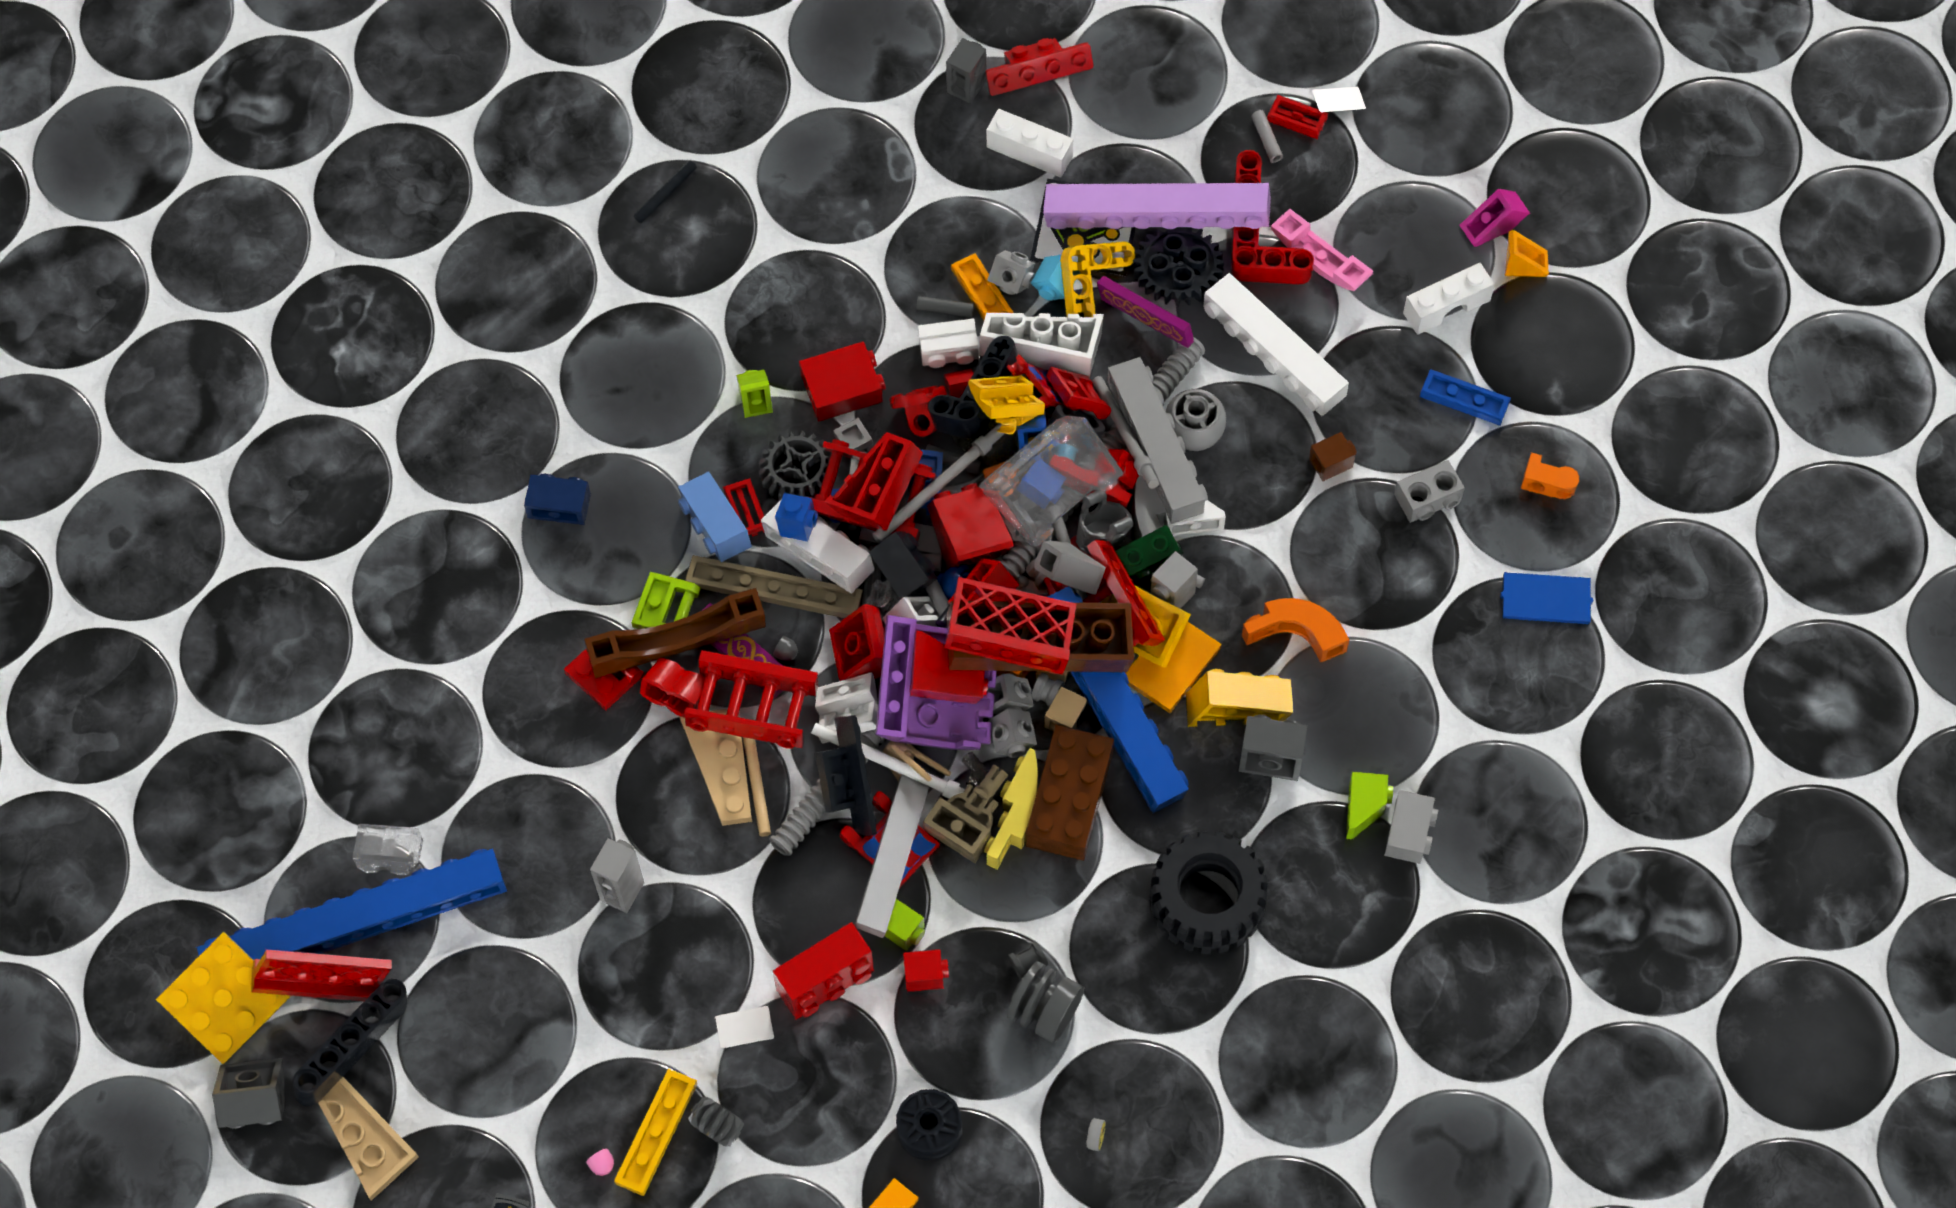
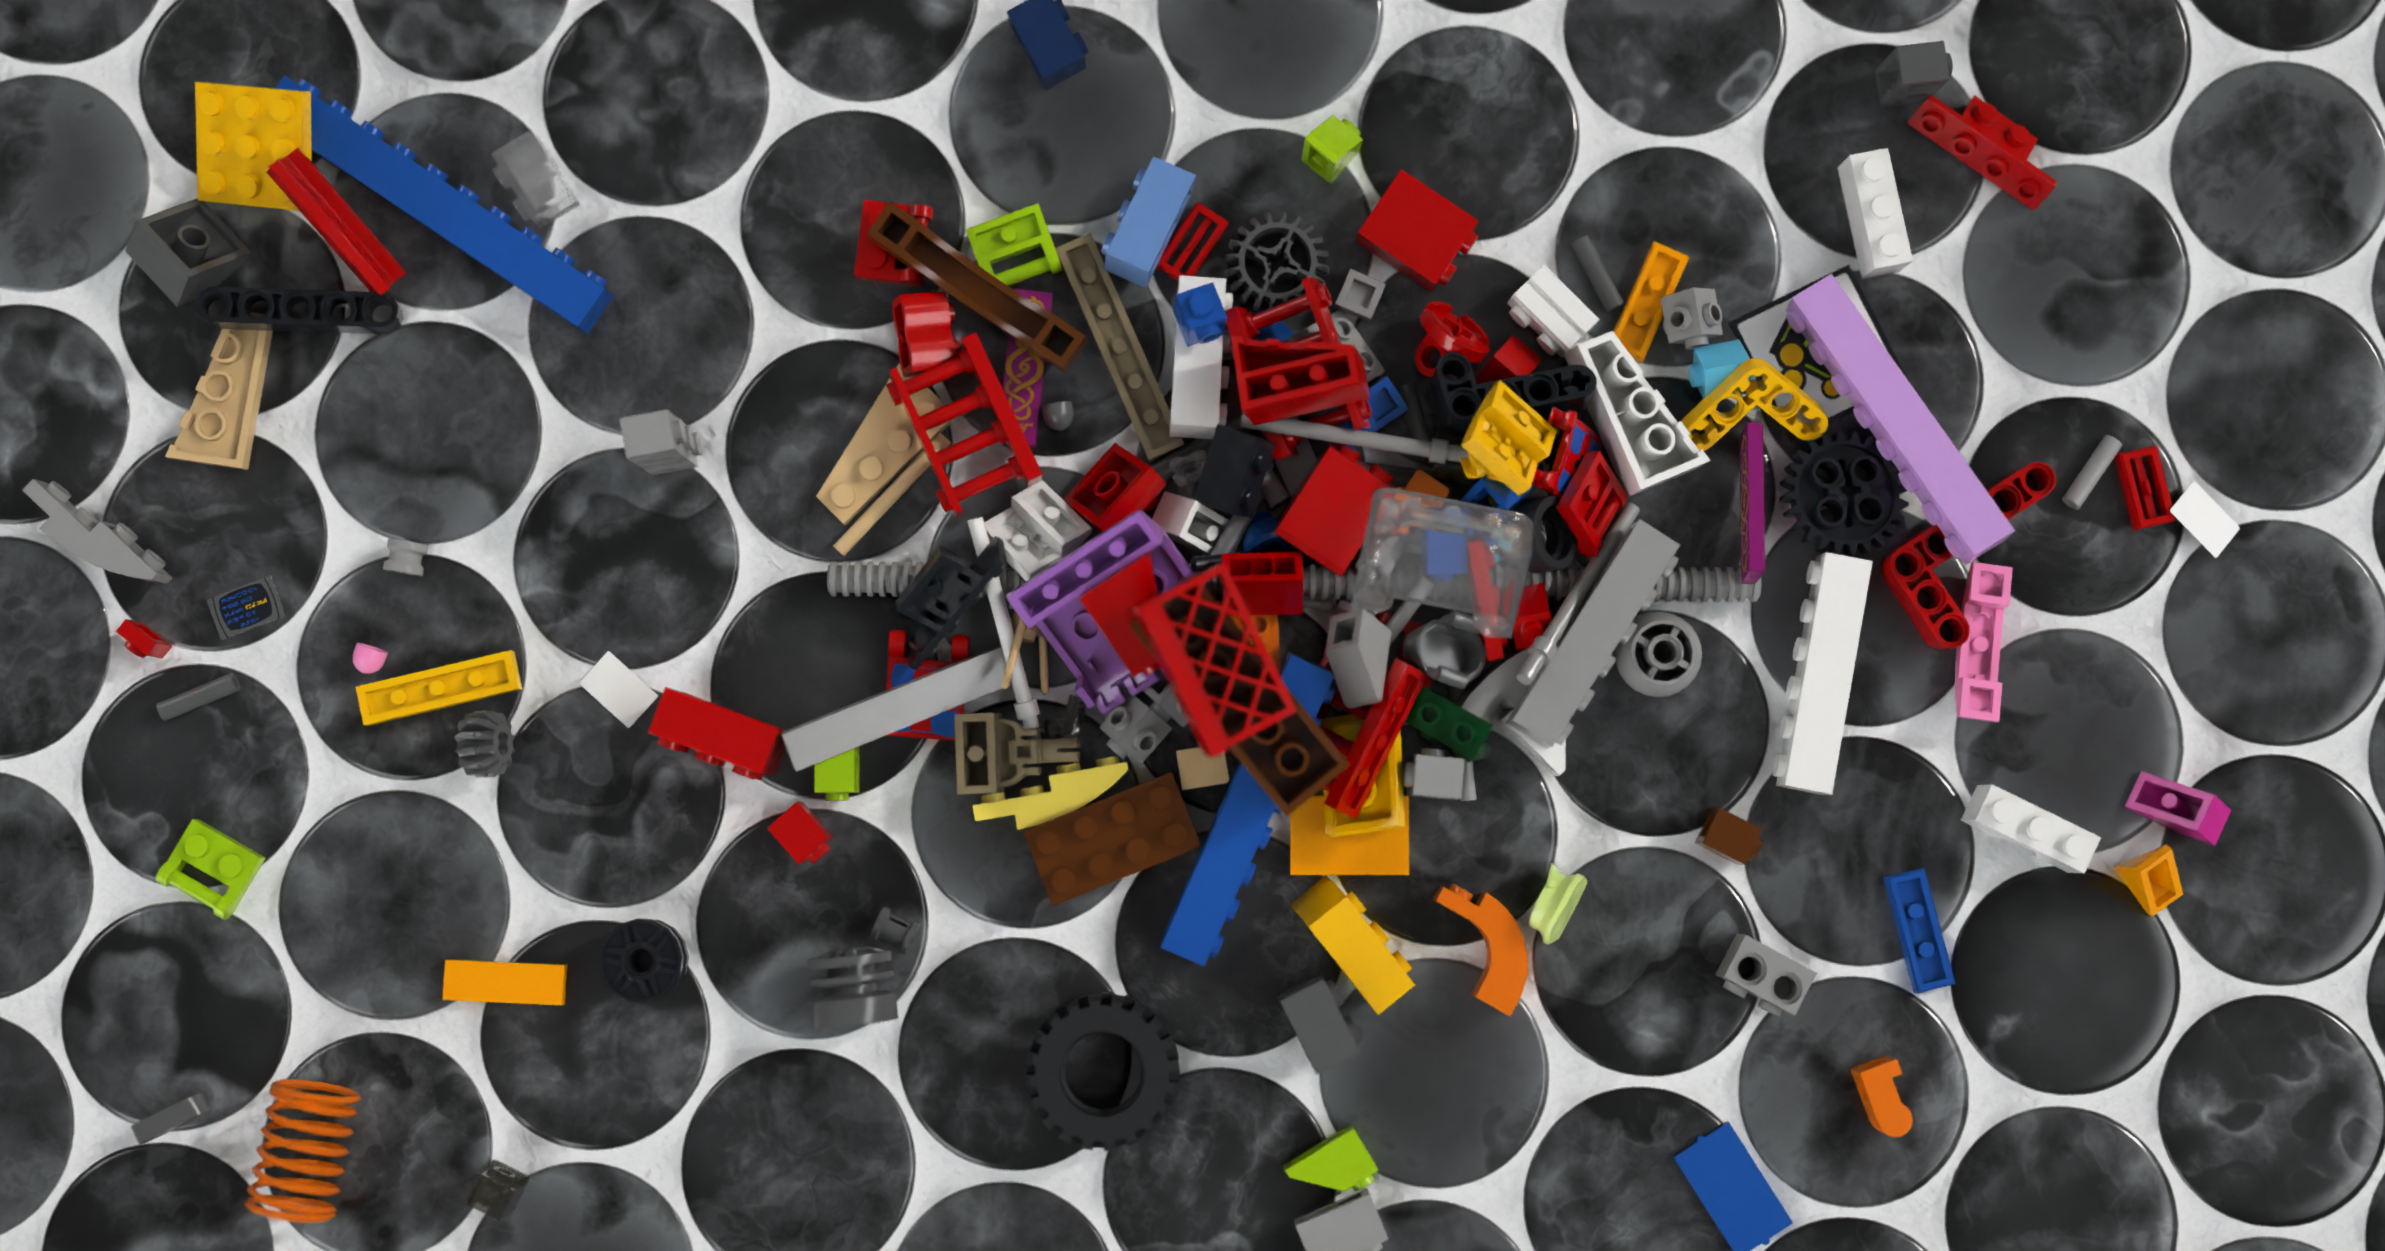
camera: 50 degrees right, 20 degrees up
(557, 1093) = (405, 557): none -> light grey wheel
(1096, 1134) = (756, 1139): light grey tile -> none
(1298, 571) = (1556, 903): none -> yellowish green hat

